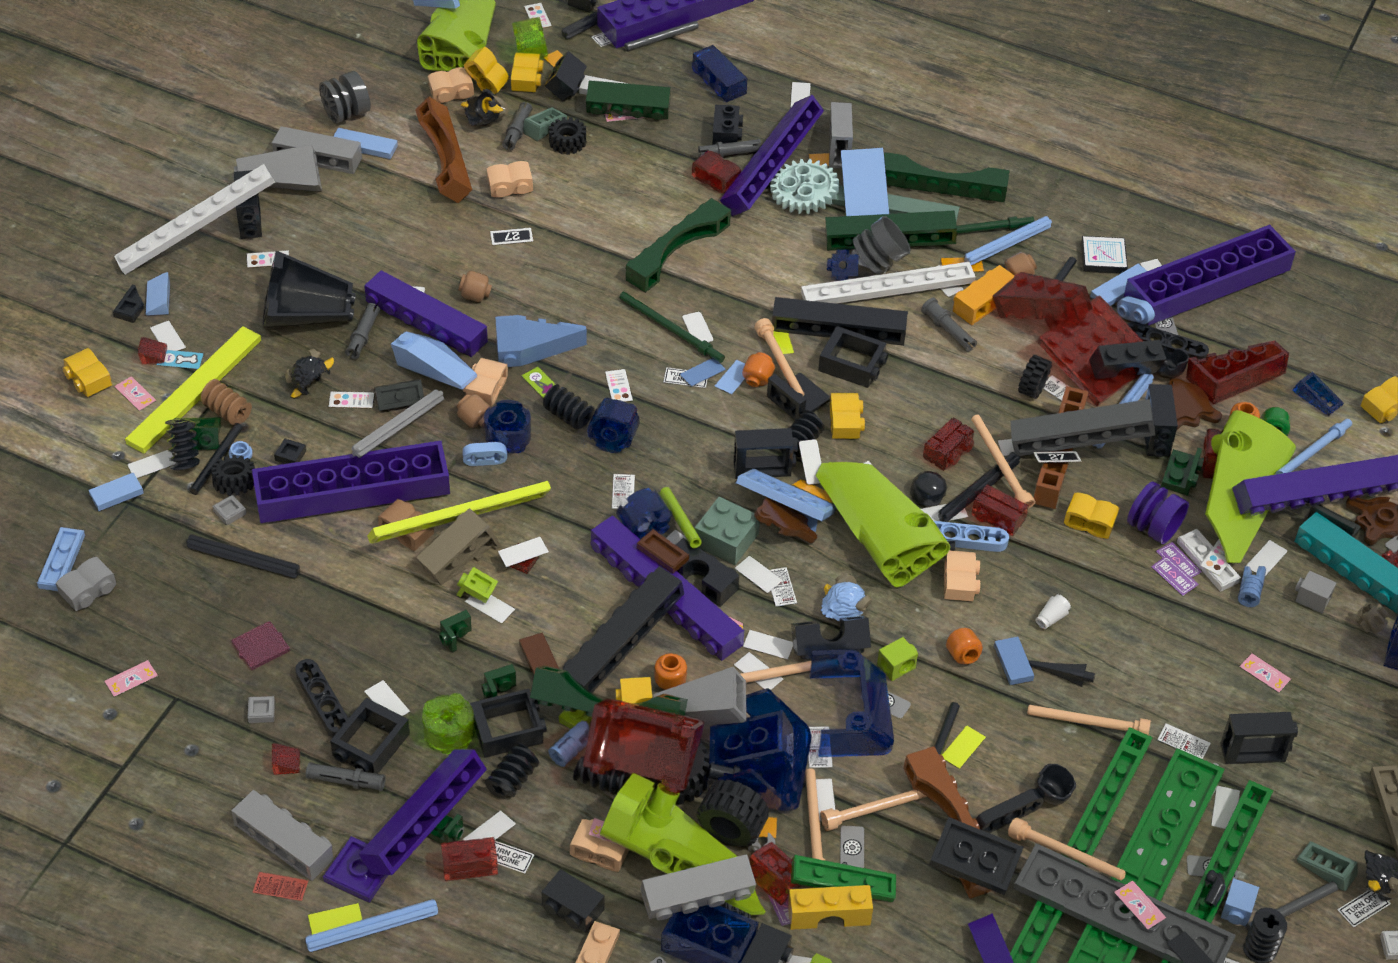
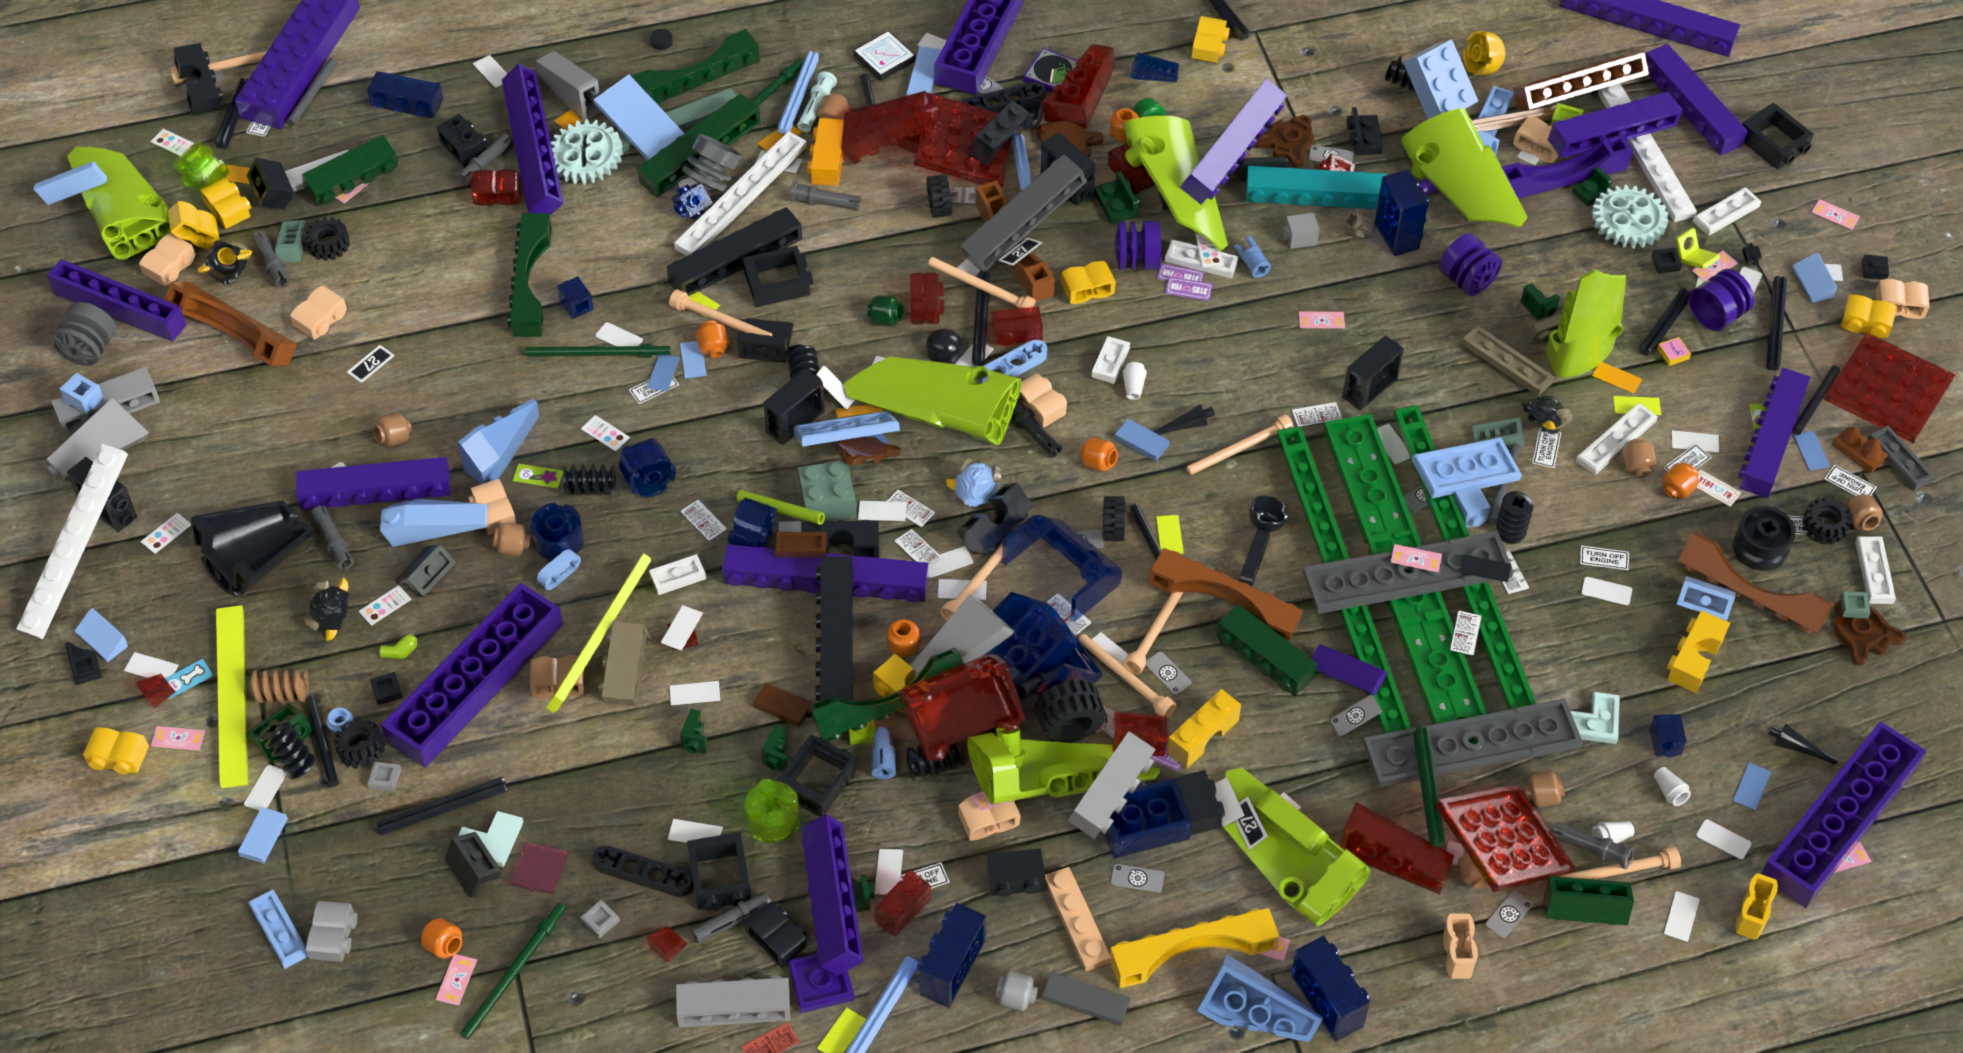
camera: 40 degrees left, 5 degrees up
(146, 641) = (441, 938): none -> orange head
(219, 605) = (471, 862): none -> pearl dark grey panel
(219, 687) = (544, 928): none -> dark green bar
(247, 607) = (500, 836): none -> light aqua tile
(298, 136) = (85, 397): none -> light blue brick
(328, 435) = (401, 649): none -> lime arm
(361, 811) = (776, 933): none -> black brick
(370, 143) = (155, 361): light blue tile -> none
(389, 90) = (117, 300): none -> dark purple brick
(397, 423) = (461, 595): light grey axle -> none
(460, 921) = (951, 954): none -> clear blue brick
(477, 585) = (670, 683): lime bracket -> none
(512, 771) = (862, 810): black piece -> none
(561, 514) = (677, 574): none -> white plate
(692, 279) = (575, 297): none -> clear blue brick
(756, 619) = (917, 548): none -> white sticker
(825, 874) = (1190, 699): green tile -> none
(845, 415) = (821, 330): yellow brick -> none
(897, 658) = (1060, 500): lime brick -> none
(908, 433) = (885, 310): none -> dark green head
(922, 699) = (1113, 518): none -> black tyre
(934, 582) = (1025, 419): none -> black pin
(943, 895) = (1266, 650): none -> dark green brick
(944, 144) = (661, 39): none -> black tile
(976, 856) = (1275, 608): black plate -> none
(1021, 830) = (1278, 567): light nougat piece -> none
(1031, 247) = (818, 91): none -> light aqua pin
(1050, 584) = (1110, 359): none -> white plate
(1135, 310) = (959, 87): light blue plate -> none
(1217, 888) = (1453, 505): black arm -> none
(1225, 339) = (1049, 69): none -> tile
(1267, 557) = (1239, 228): white sticker -> none
(1270, 868) = (1466, 465): none -> light blue tile
(1335, 432) = (1197, 92): light blue bar -> none

